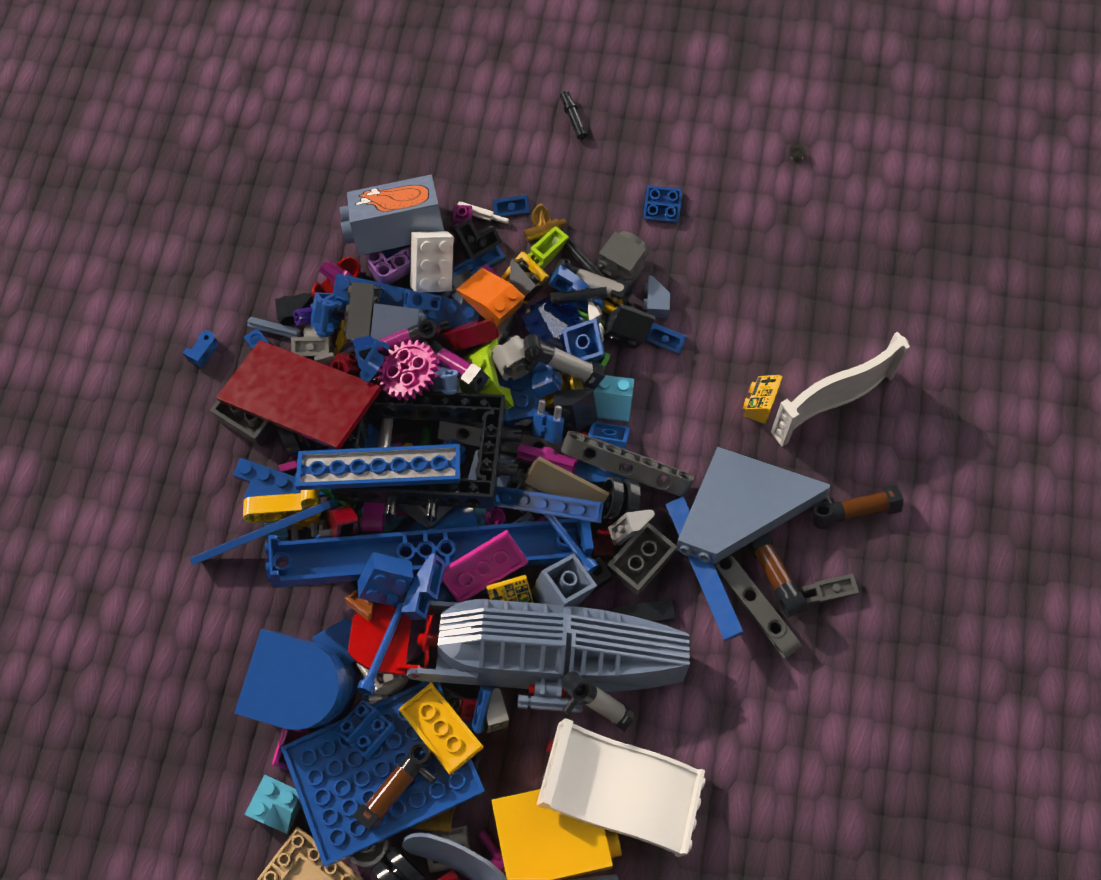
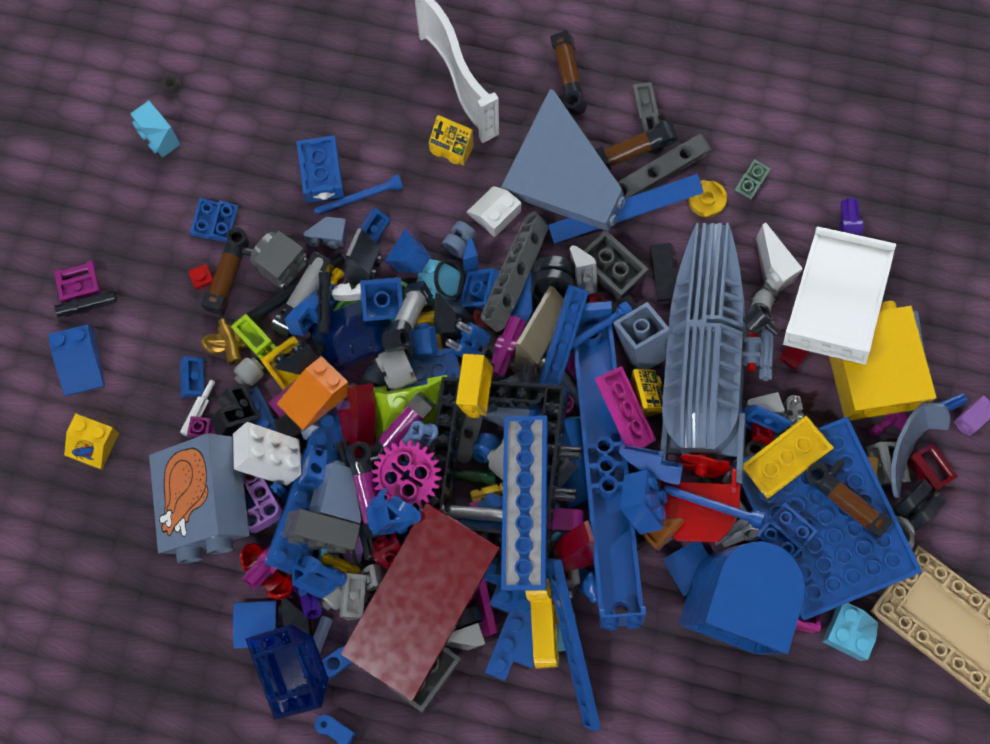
camera: 90 degrees left, 5 degrees up
(249, 306) = (289, 670): none -> clear blue slope
(272, 444) = (466, 638): none -> light grey tile
(292, 277) = (253, 619): none -> blue slope
(404, 279) = (279, 491): none -> blue axle
(450, 135) = (89, 441): none -> yellow slope
(487, 424) = (474, 385): none -> yellow window
(496, 745) = (793, 410): none -> light grey piece
(515, 245) = (248, 372): none -> light grey head
(521, 115) = (77, 359): none -> blue slope
(588, 107) = (78, 286): none -> magenta plate
(606, 201) = (201, 276): none -> red plate
(612, 219) = (215, 299): none -> piece
(617, 391) = (462, 277): none -> black piece
(639, 368) = (408, 254): none -> blue slope
(640, 422) = (470, 258): none -> blue slope
(656, 724) = (776, 262): none -> white slope
(659, 413) = (457, 241): none -> sand blue wheel
(694, 446) = (495, 210): none -> white slope
(715, 353) = (394, 183): none -> blue piece
(716, 812) = (850, 217): none -> dark purple piece
(720, 284) = (320, 169): none -> blue piece
(731, 658) = (711, 201): none -> yellow tile
(745, 144) = (155, 129): none -> medium azure slope
(757, 705) = (752, 179): none -> sand green slope

